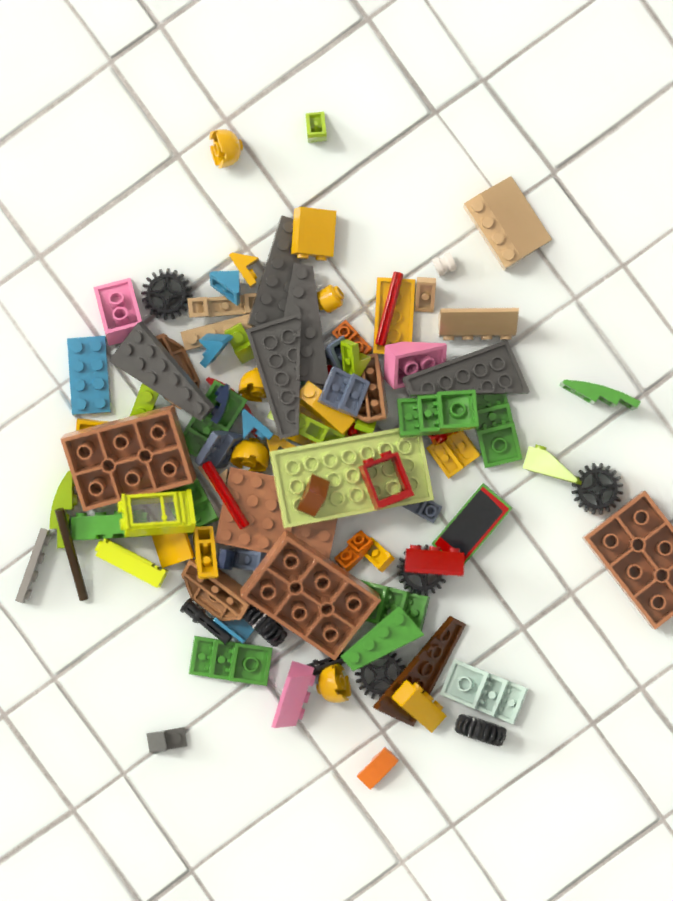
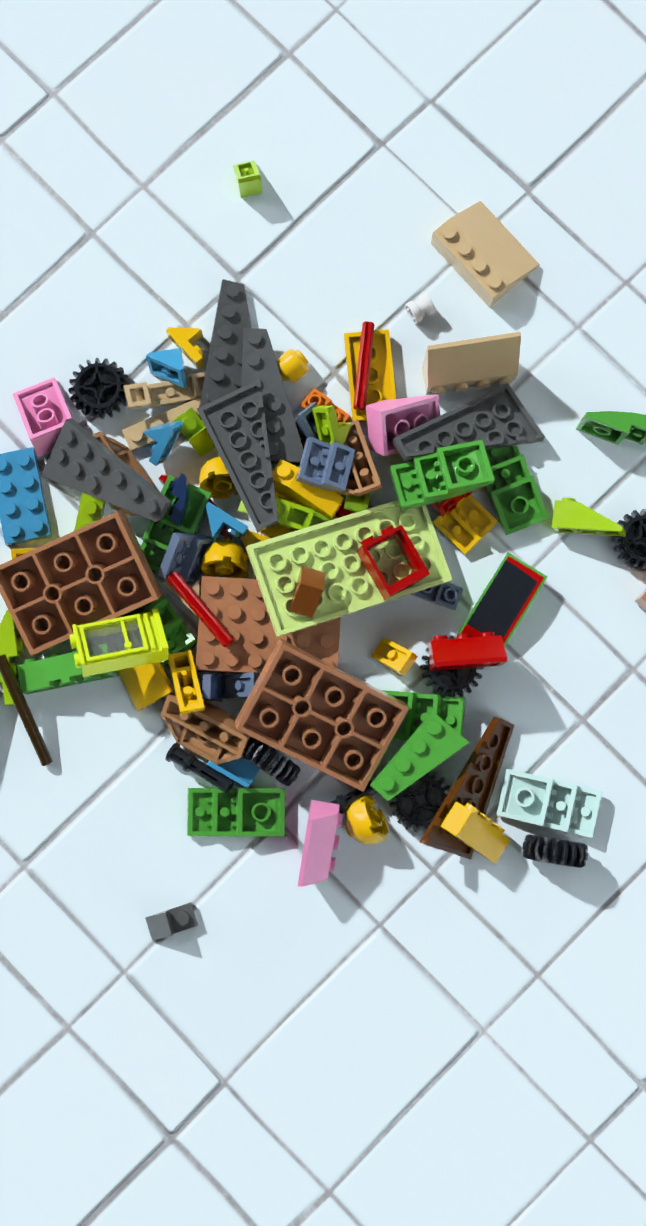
camera: 10 degrees left, 5 degrees down
(131, 562) = (97, 709): neon yellow door -> none
(225, 147) = (146, 211): yellow cylinder -> none
(313, 233) = (262, 292): yellow brick -> none
(354, 552) = (367, 656): orange slope -> none
(377, 768) = (435, 918): orange slope -> none
(425, 294) = (403, 344): tan slope -> none

